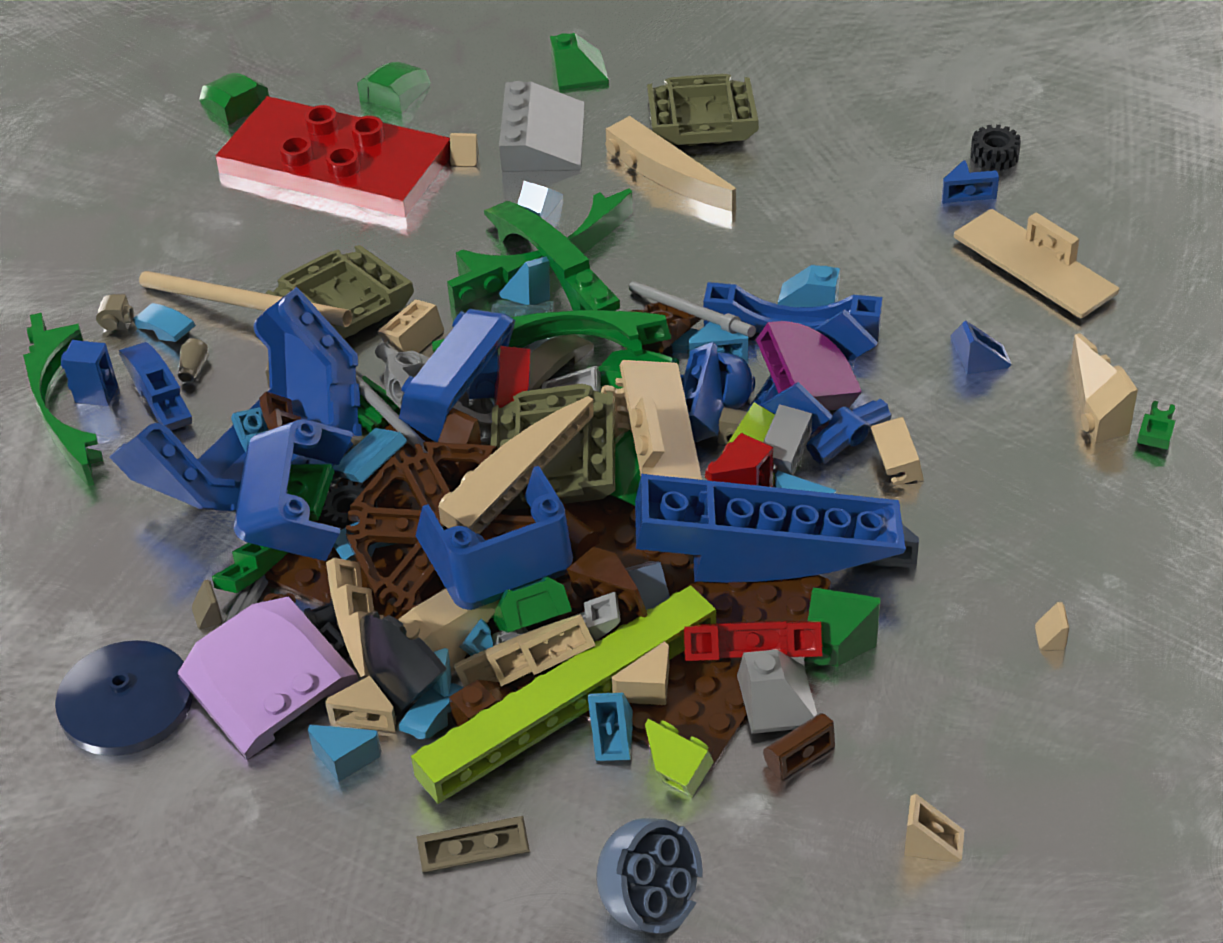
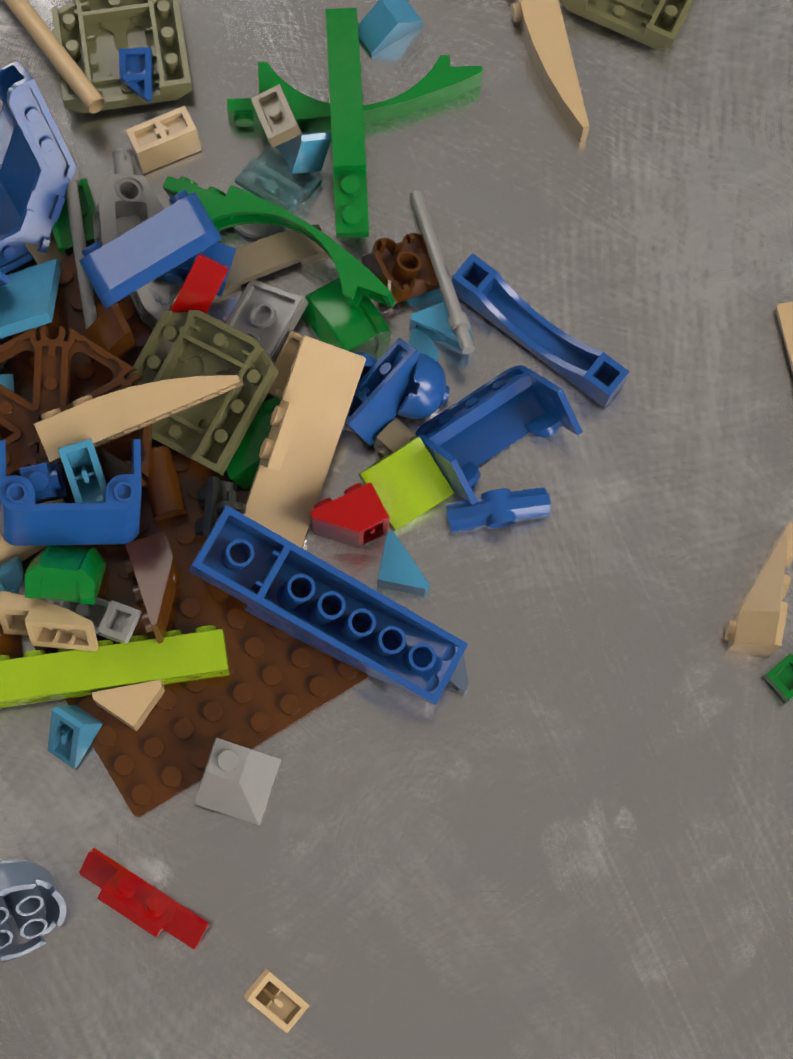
camera: 20 degrees right, 30 degrees up
(362, 297) = (137, 71): none -> blue slope
(496, 265) = (276, 116): none -> dark tan plate
(497, 515) = (84, 472): none -> dark azure slope
(621, 513) = (214, 498): none -> pearl dark grey hips
(650, 583) = (190, 599): sand blue slope -> none
(676, 759) = (105, 798): lime slope -> none
(735, 638) = (246, 712): red slope -> none
(761, 818) = (141, 901): none -> red bracket
(788, 437) = (420, 500): light grey hinge -> none
(800, 746) = (223, 842): reddish brown brick -> none
(808, 357) = (497, 422): magenta brick -> none
(811, 287) = (581, 304): dark azure slope -> none
(847, 625) = (328, 745): green slope -> none
(897, 451) = (526, 561): tan hinge -> none
(978, 350) = (694, 479): blue slope -> none
(1053, 628) = (526, 846): tan slope -> none

